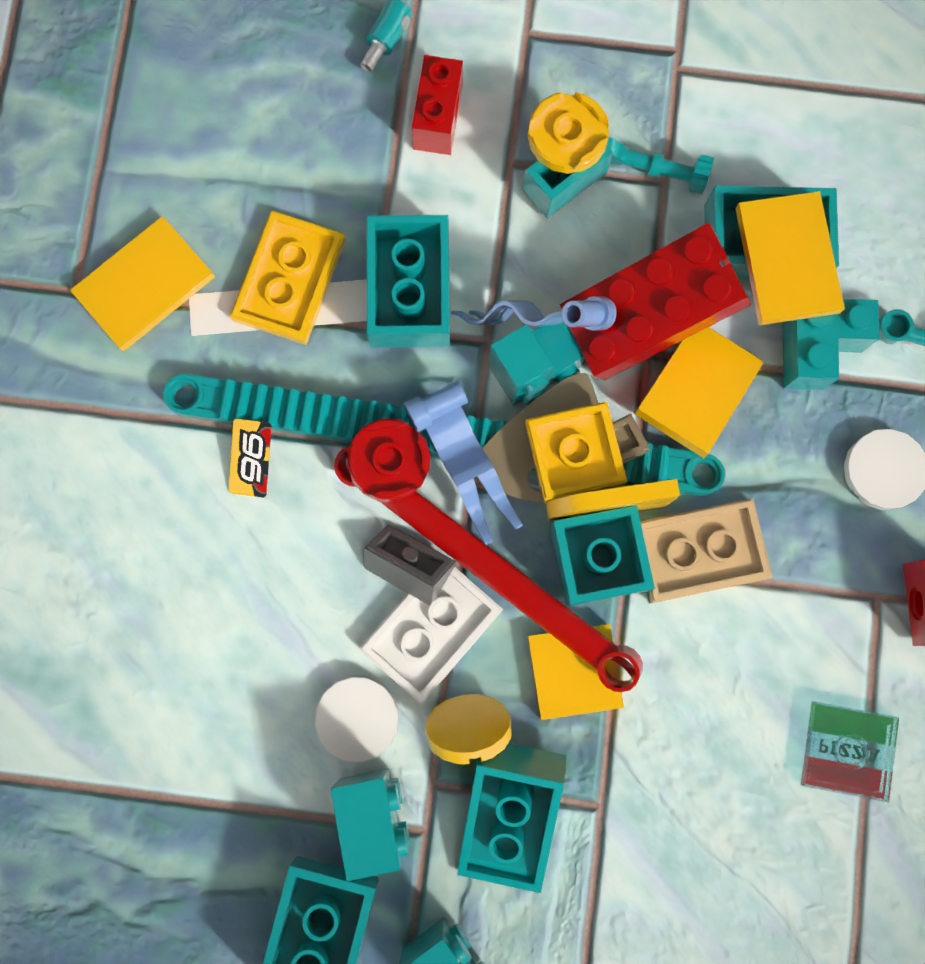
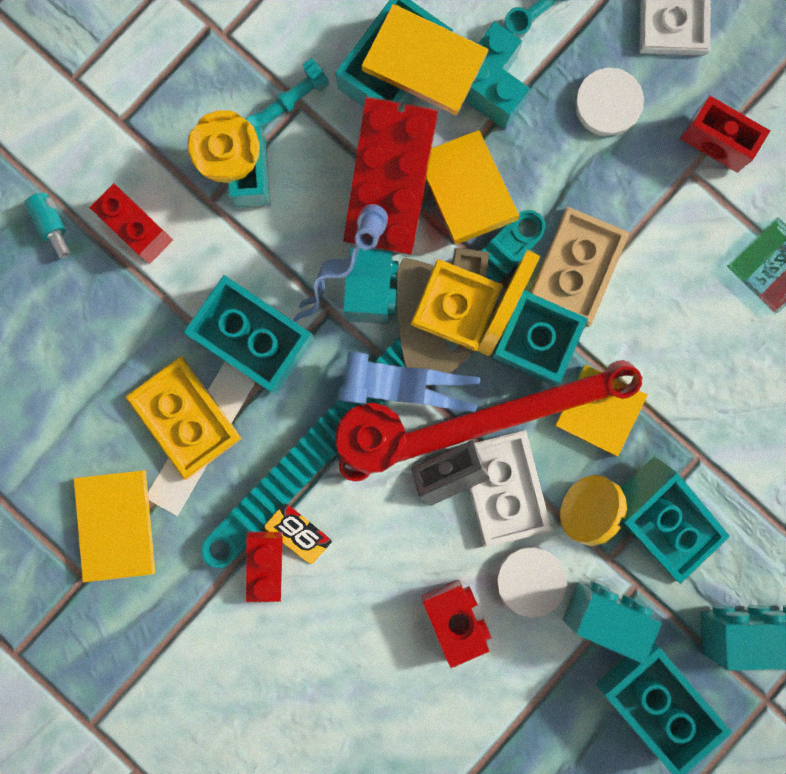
camera: 50 degrees left, 5 degrees up
(196, 446) = (264, 566): none -> red plate
(242, 683) = (456, 644): none -> red brick

